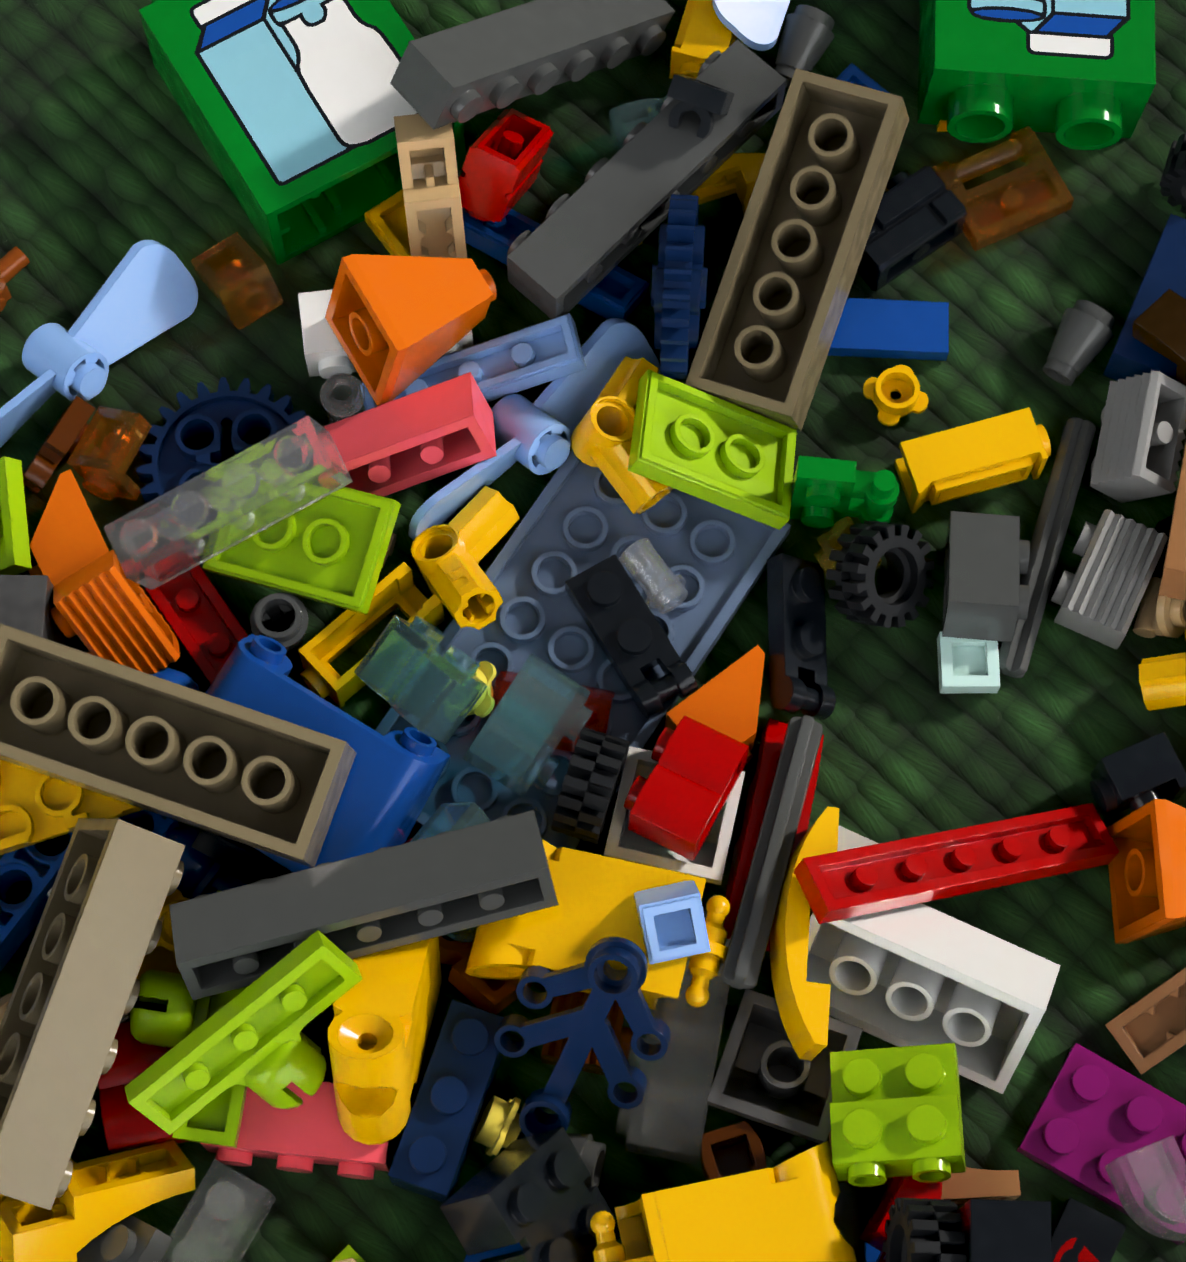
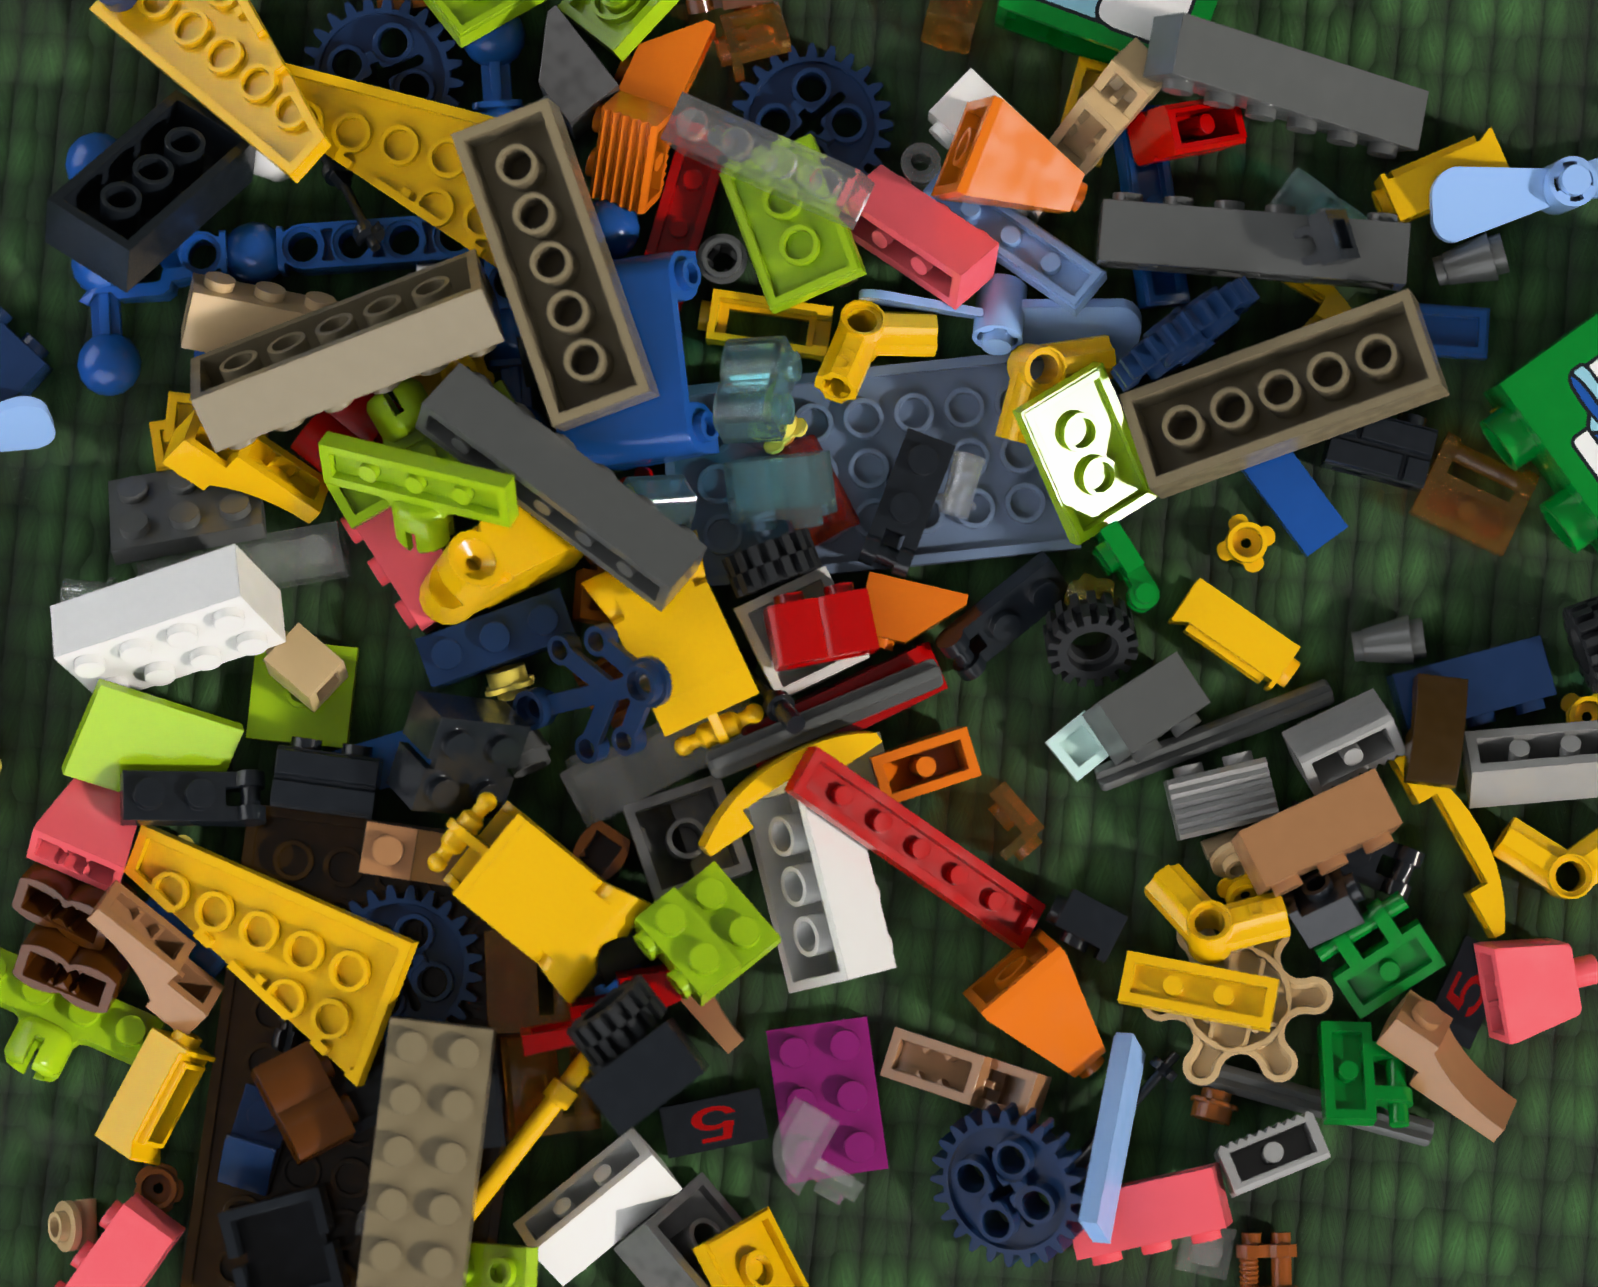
camera: 55 degrees right, 15 degrees up
(672, 921) = (711, 692): light blue slope -> none
(731, 877) = (777, 704): none -> black piece
(885, 792) = (926, 764): none -> orange slope
(987, 762) = (1012, 812): none -> clear orange bracket

